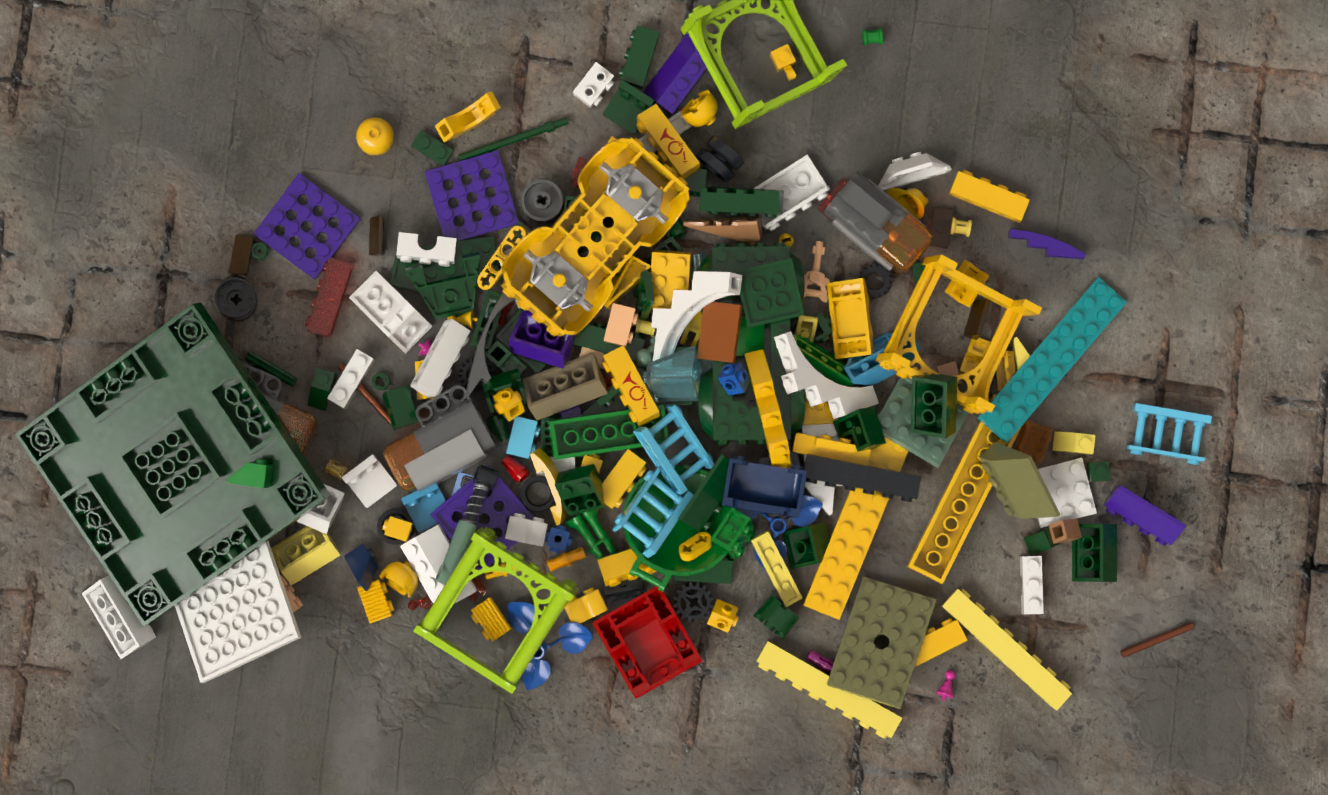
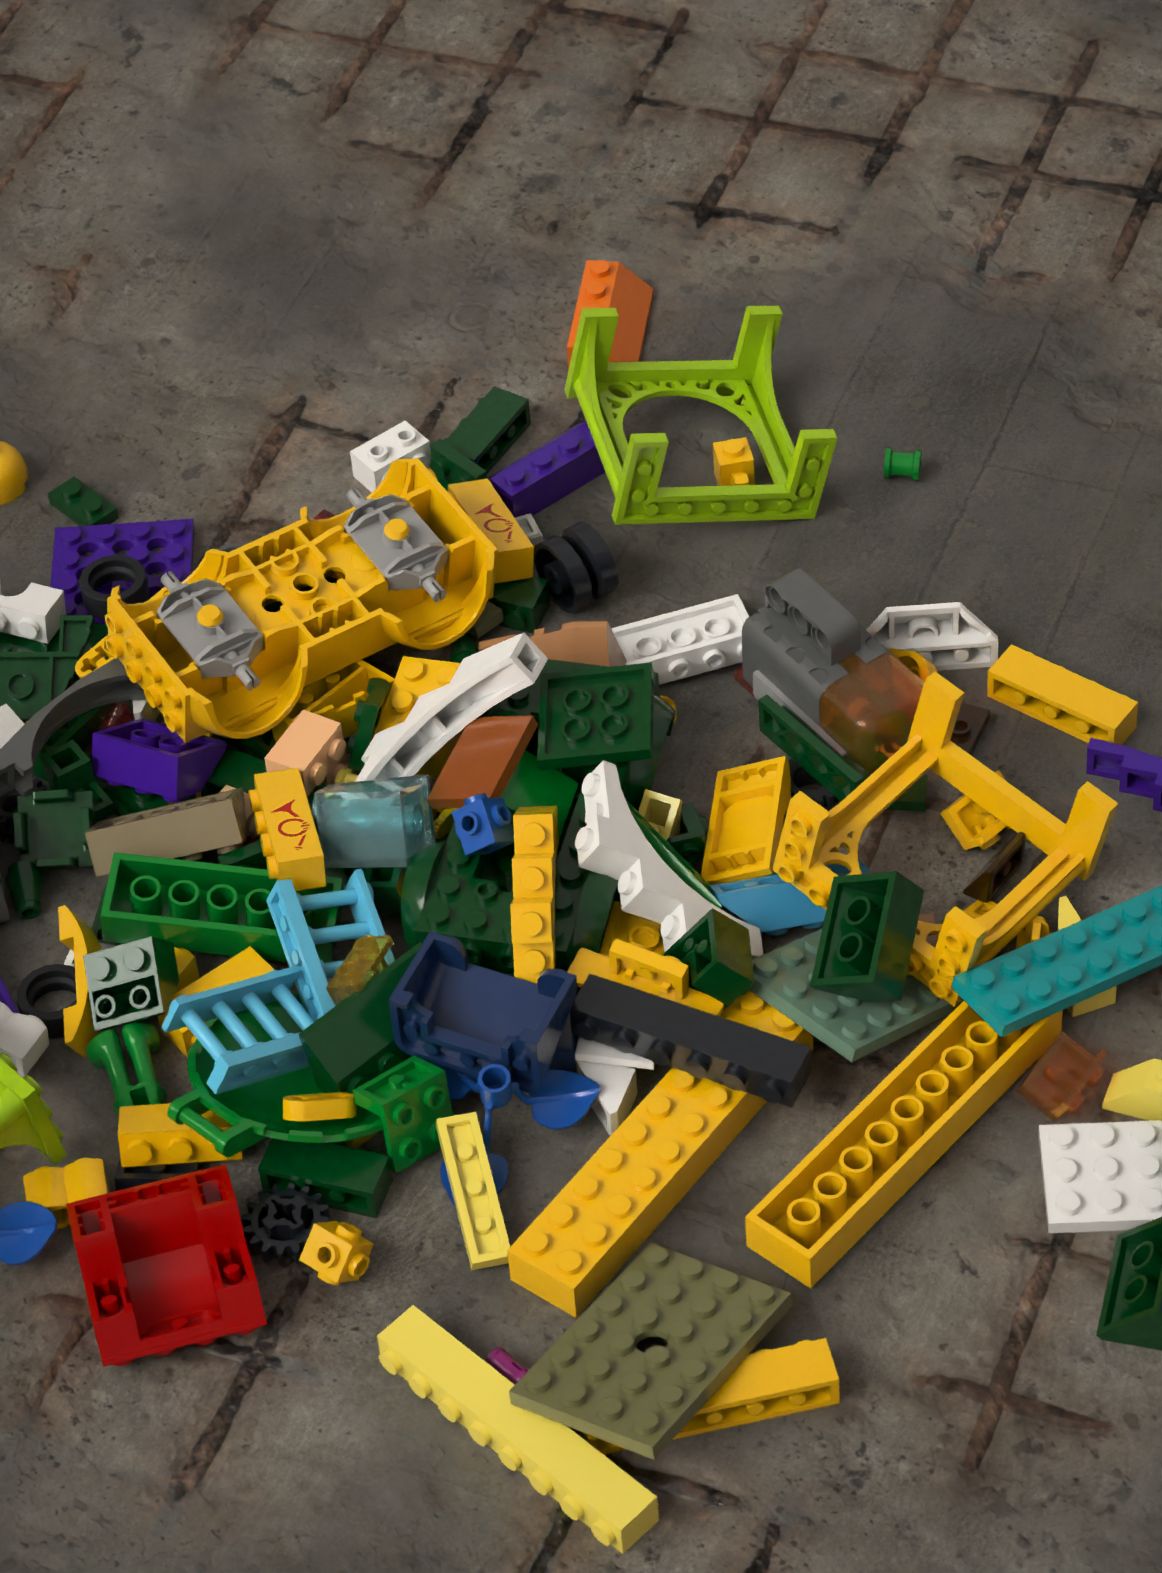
camera: 20 degrees right, 40 degrees down
(468, 118) = (159, 472): yellow arch -> none
(477, 234) = (112, 569): none -> black tyre
(508, 403) = (60, 839): yellow brick -> none
(515, 469) = (26, 954): red cone -> none
(522, 437) = (64, 887): medium azure brick -> none
(548, 127) = (291, 504): dark green bar -> none
(566, 539) = (61, 1071): blue brick -> none
(566, 559) = (77, 1112): light orange pin -> none
(694, 470) = (359, 967): none -> clear yellow bracket
(701, 110) = (564, 504): yellow cylinder -> none
(741, 201) = (638, 622): dark green wedge -> none
(776, 616) = (446, 1265): dark green brick -> none
(806, 545) = (547, 1159): dark green slope -> none
(815, 276) = (698, 769): light nougat piece -> none
(888, 278) = (834, 772): none -> dark green fence
(946, 688) = (769, 1478): dark pink piece -> none
(961, 227) = (997, 734): light yellow bush -> none
(1007, 650) = (928, 1428): light yellow brick -> none
(1018, 483) = (1011, 1094): olive slope -> none
(1031, 585) = (1003, 1315): white arch -> none
(1039, 541) = (1051, 1246): dark green slope -> none
(1065, 531) = (1097, 1226): medium nougat brick -> none

